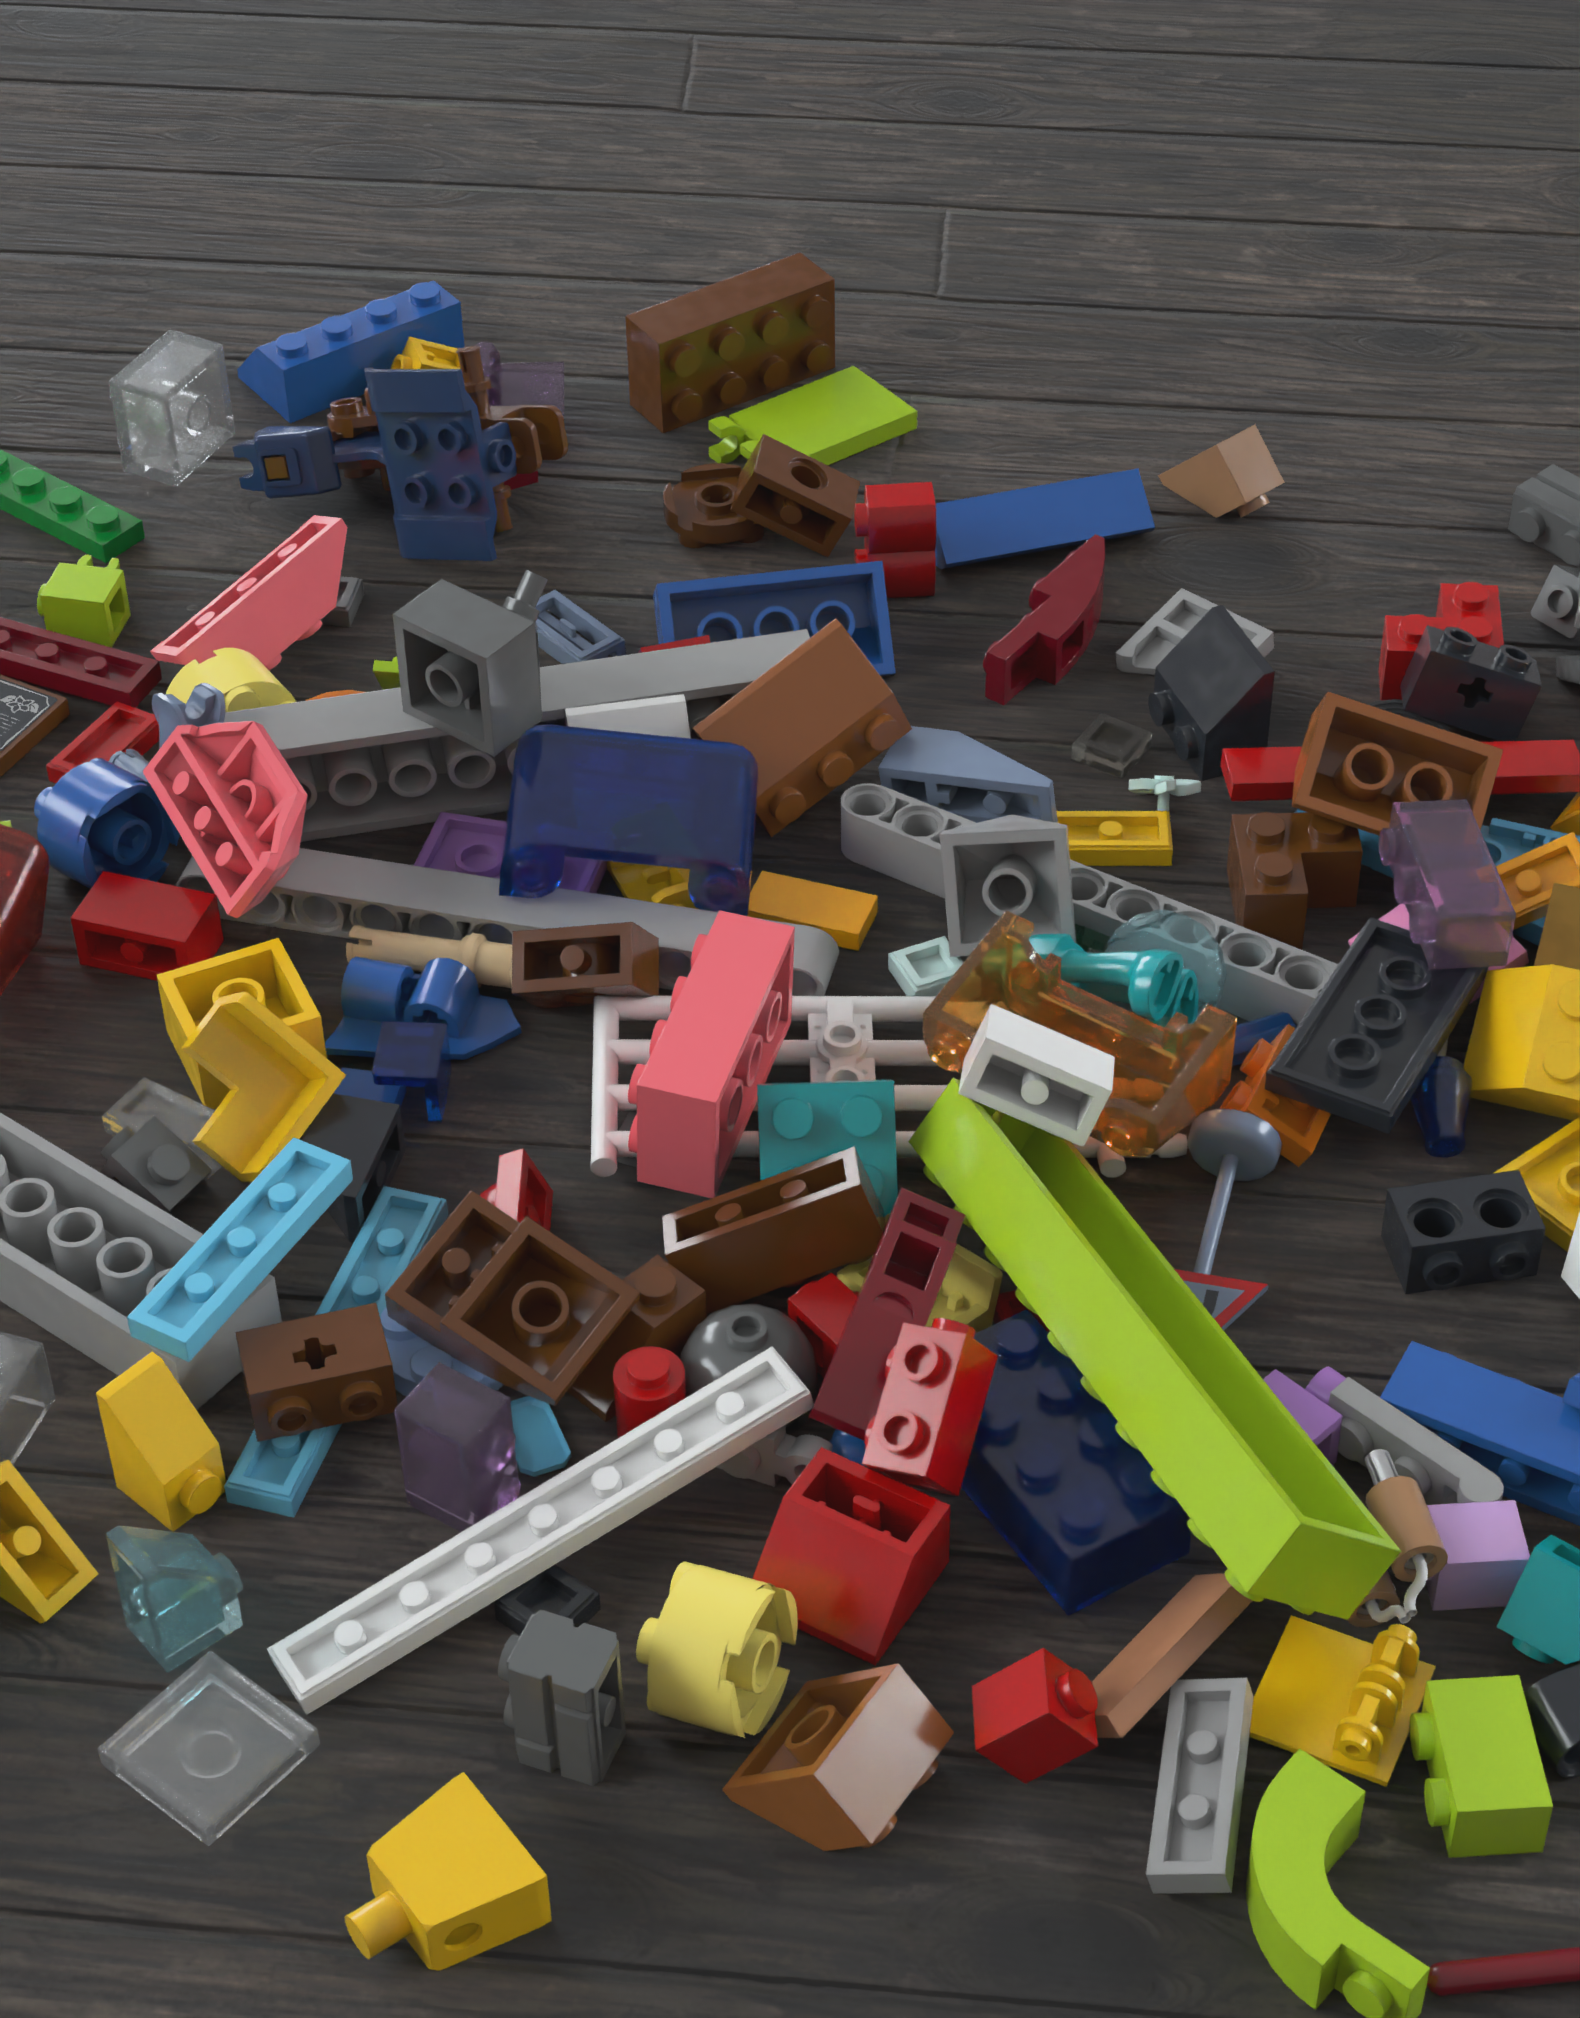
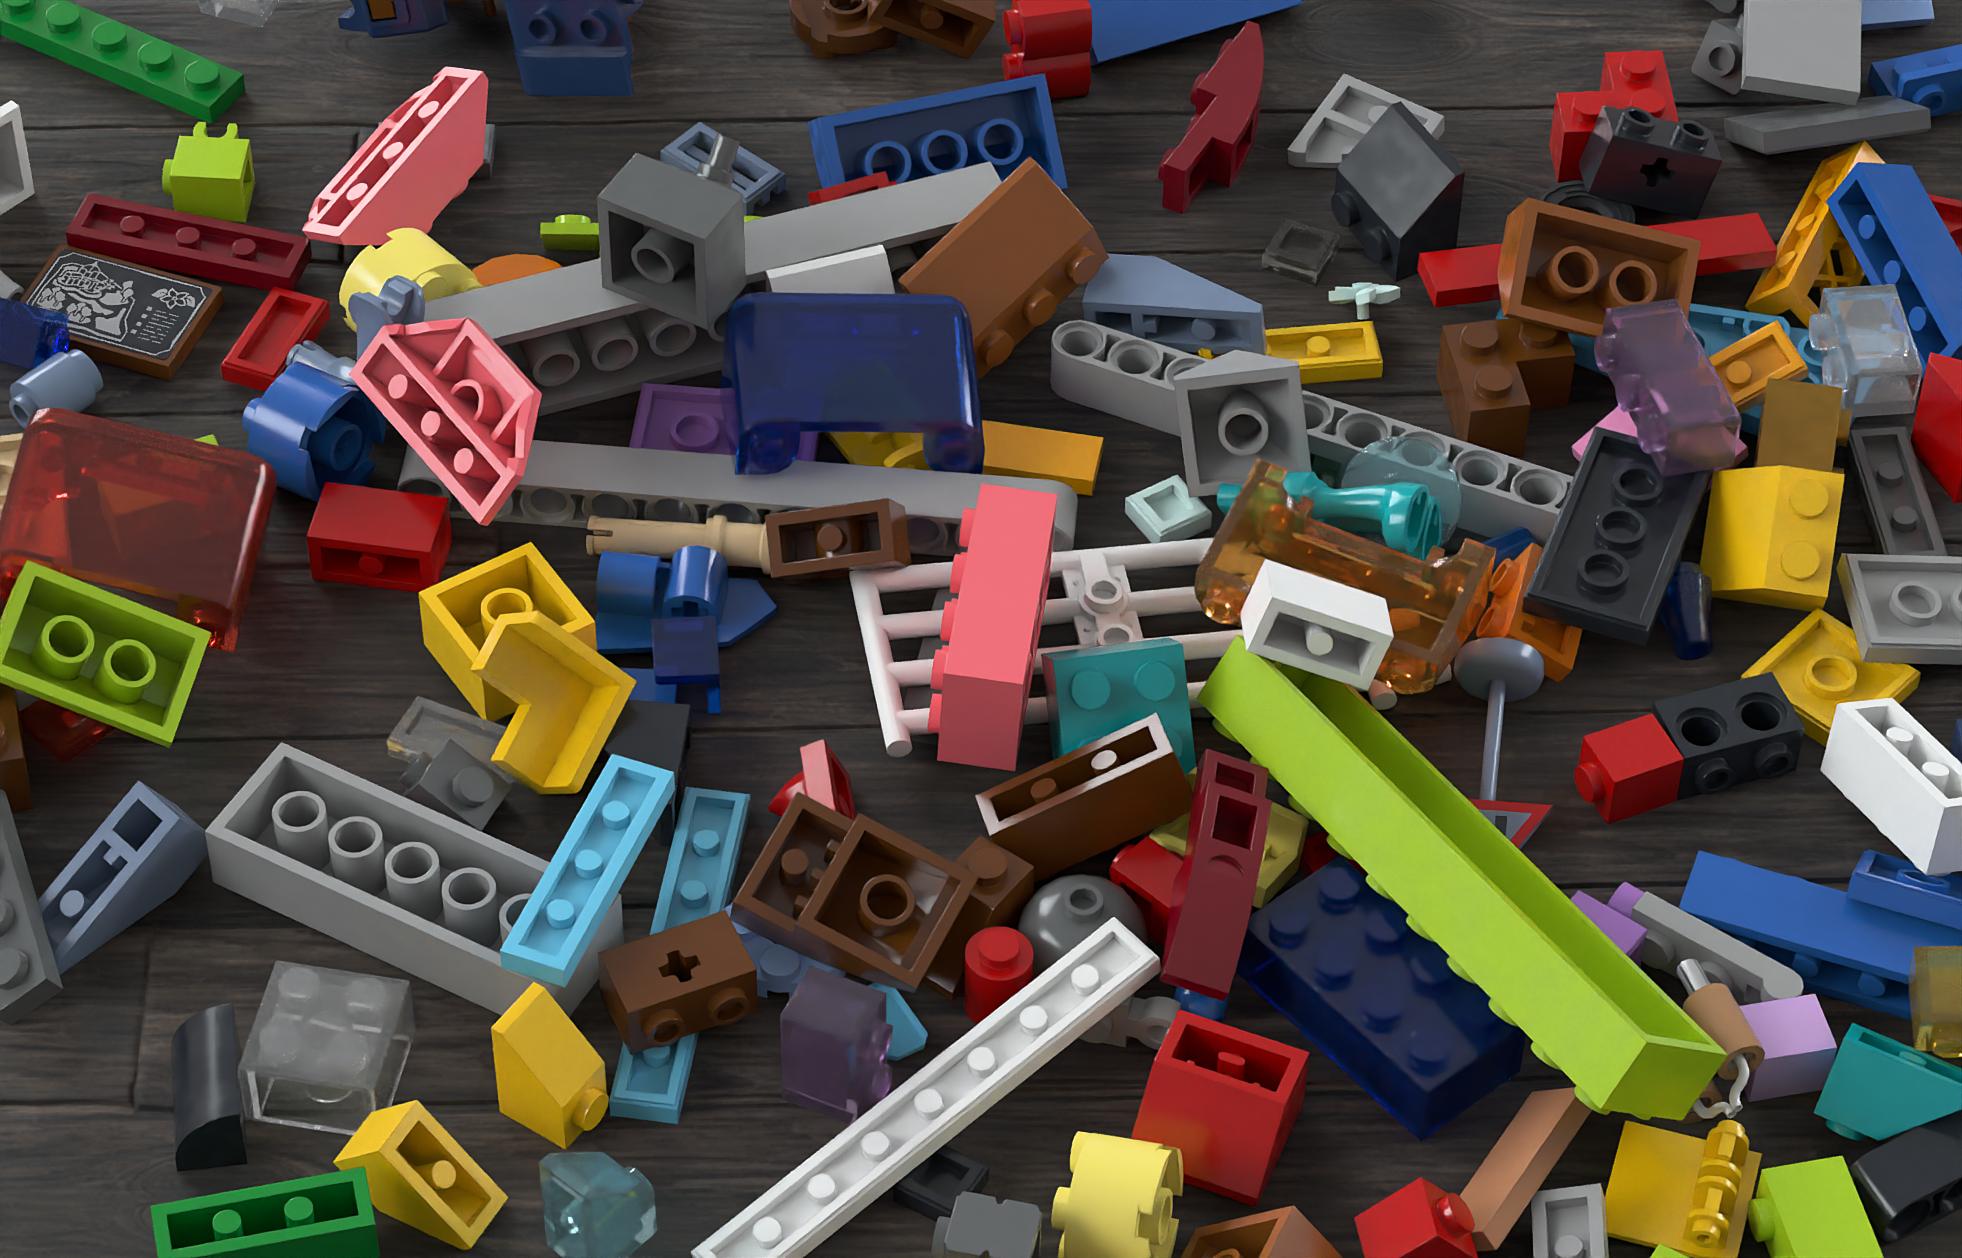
camera: 10 degrees left, 5 degrees up
(930, 1406) = (1276, 961): red brick -> none
(1354, 1255) = (1629, 769): none -> red brick

